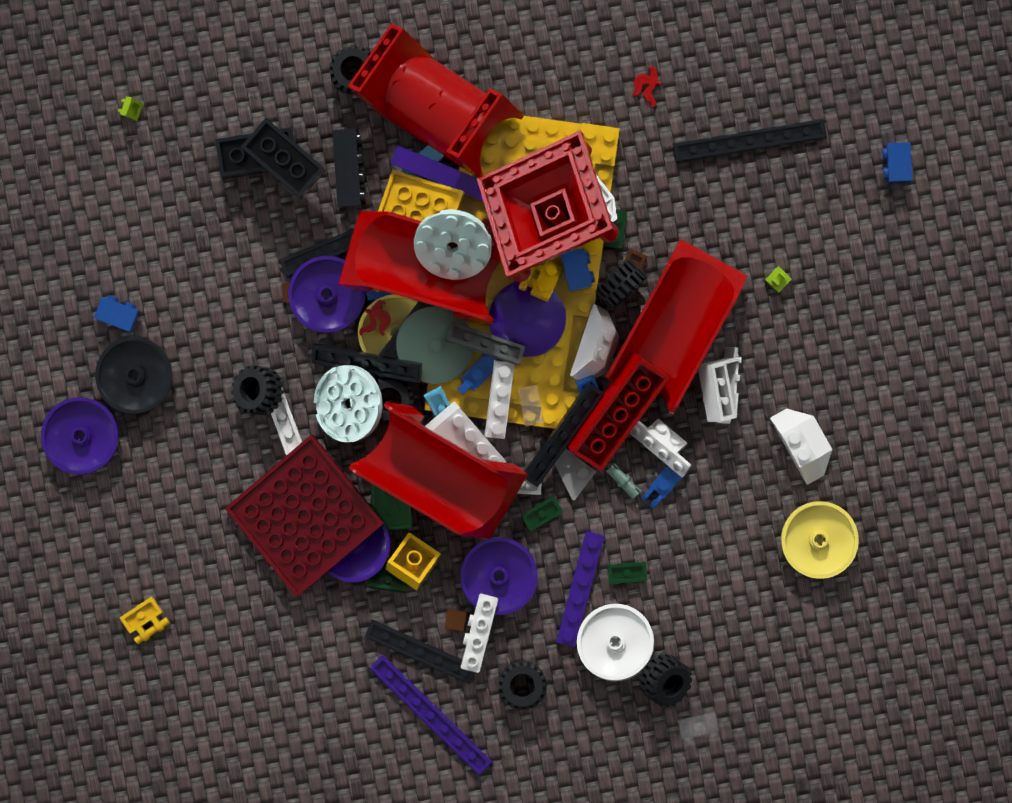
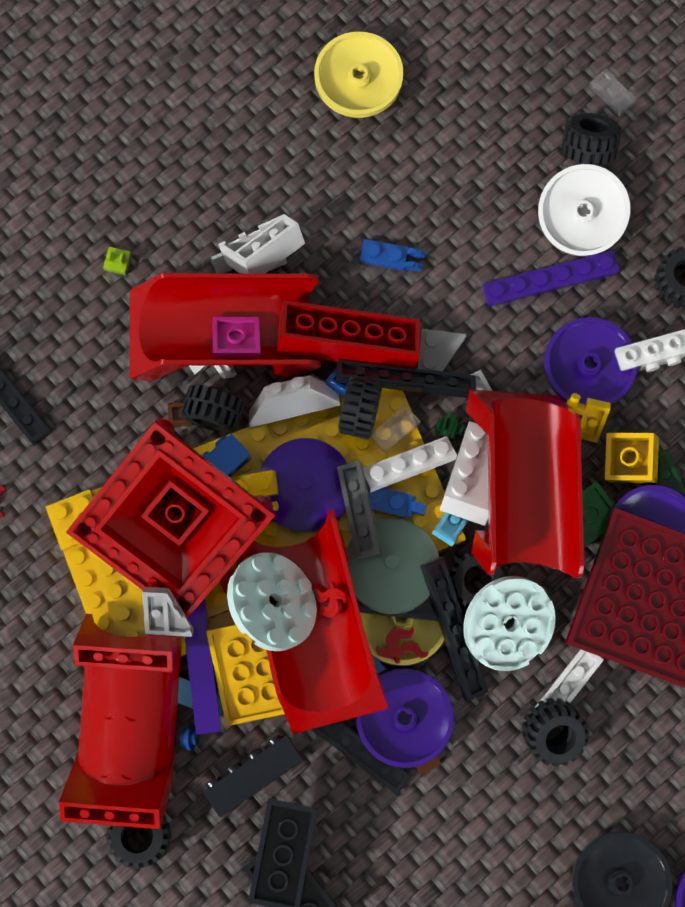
camera: 120 degrees left, 10 degrees down
(399, 139) = (188, 738): none -> blue plate
(432, 290) = (333, 596): none -> red piece
(455, 620) = (661, 384): reddish brown tile -> none
(460, 552) = (592, 416): none -> yellow plate
(488, 167) = (164, 614): none -> light grey wing
(511, 447) = (449, 427): none -> dark green gear
(542, 513) = (498, 358): dark green plate -> none
(557, 386) = (360, 407): none -> black tyre
(623, 481) = (415, 296): sand green pin -> none
(627, 572) = (505, 241): dark green plate -> none
(662, 329) = (236, 337): none -> dark pink plate
(664, 444) = (354, 274): white bracket -> none
(804, 442) = (269, 146): white wedge -> none

